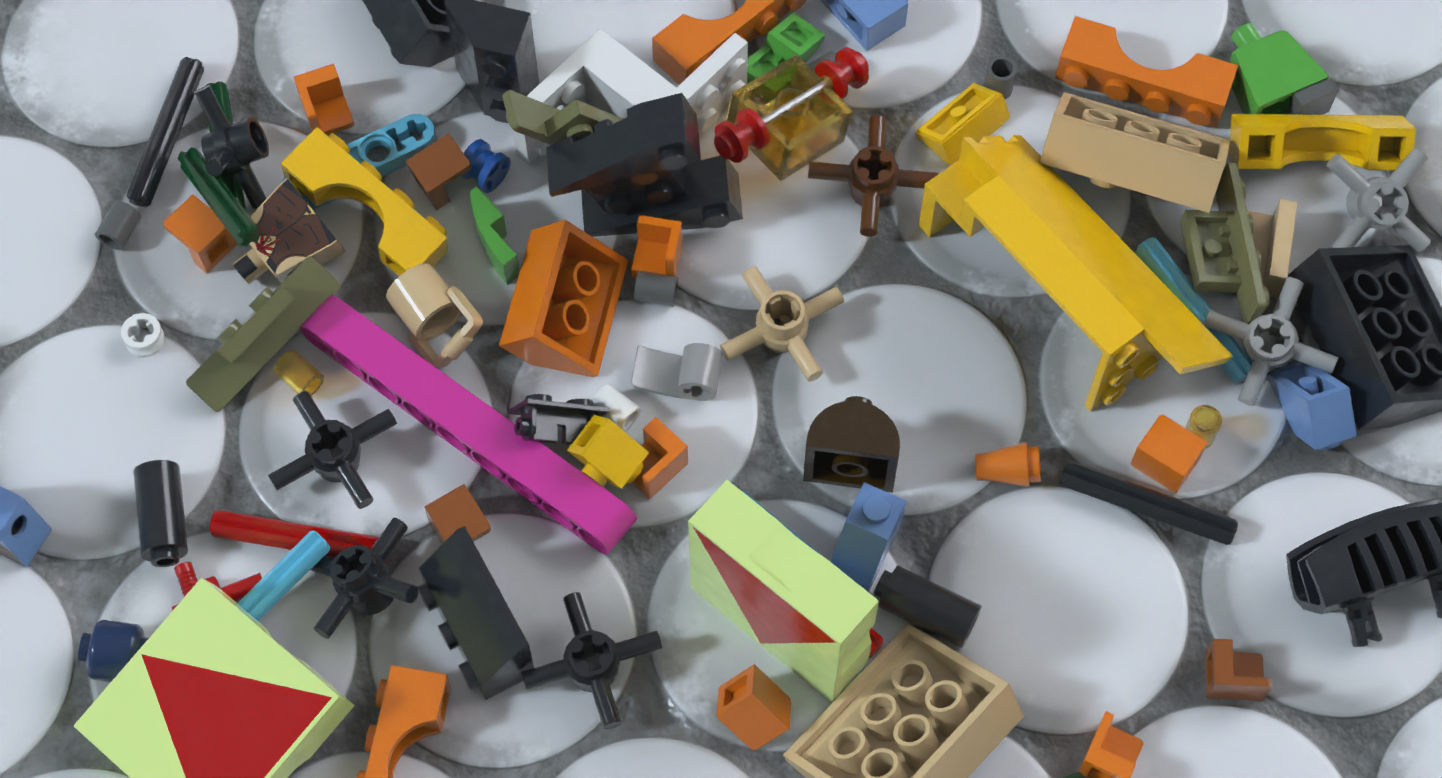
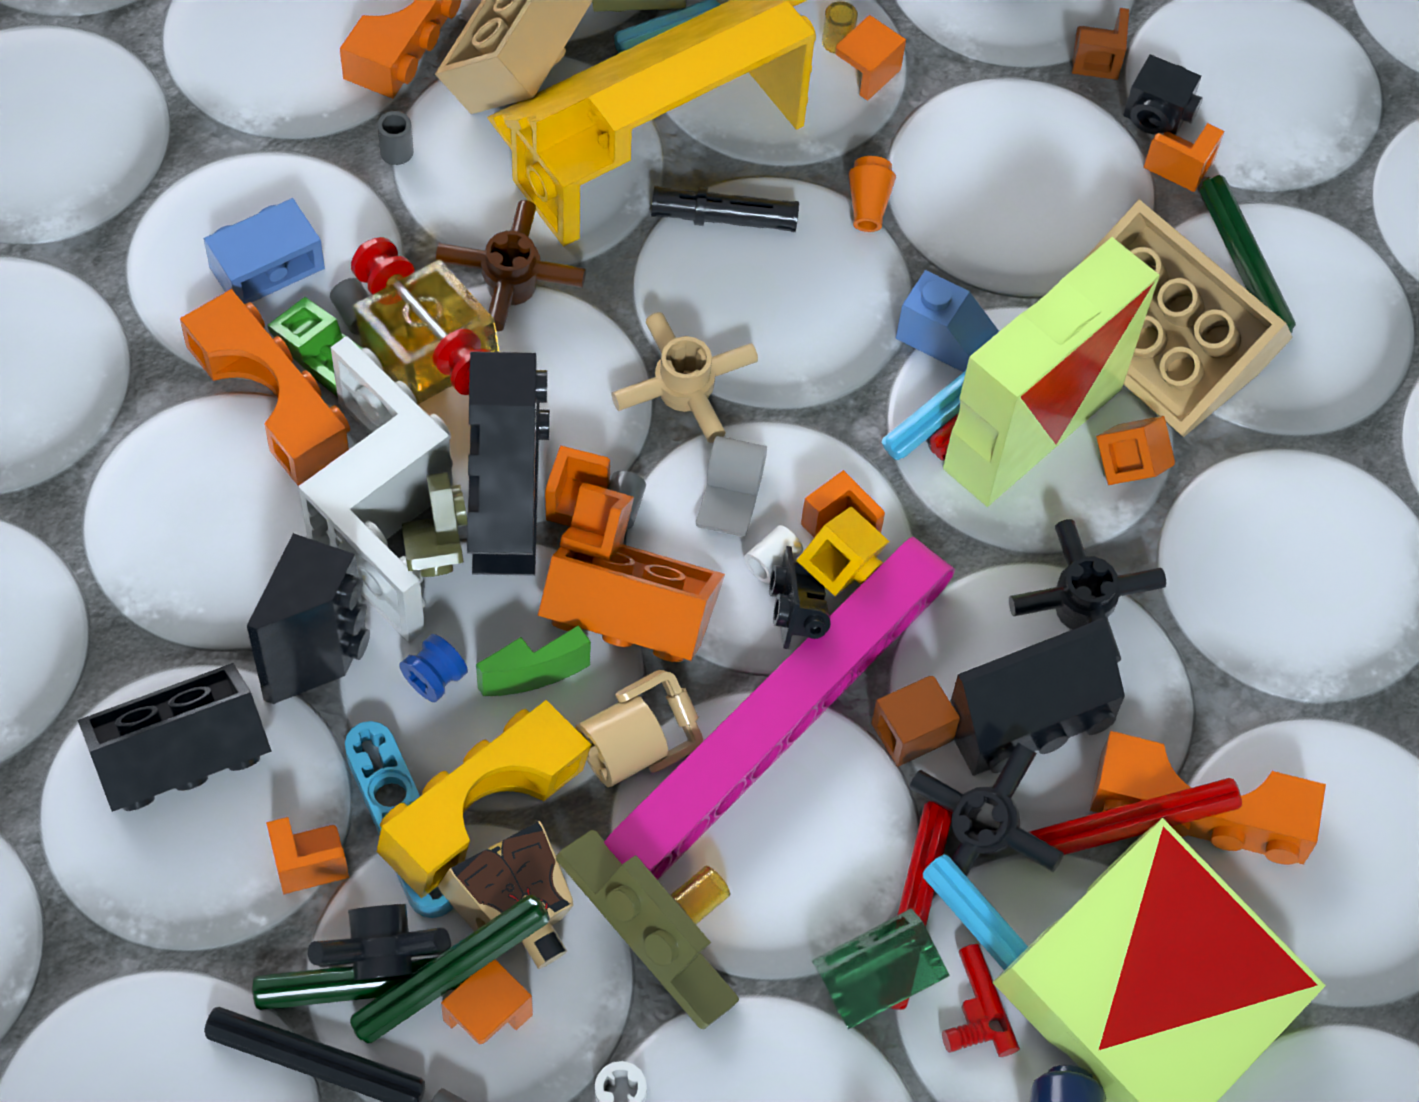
camera: 90 degrees left, 5 degrees down
(160, 512) = (882, 1059): black brick -> none
(232, 502) = (880, 968): none -> clear green hinge
(325, 436) = (807, 870): black bar -> none
(363, 696) = (1140, 816): none -> red axle
(438, 167) = (437, 712): dark orange panel -> none
(613, 265) = (598, 522): none -> orange panel
(852, 446) = (851, 312): dark brown brick -> none
(927, 605) = (1028, 276): black brick -> none
(971, 114) = (439, 185): yellow slope -> none
(971, 299) = (722, 208): none -> black pin
(1149, 502) = (915, 88): black axle -> none
(1176, 731) = (1163, 97): none -> black brick

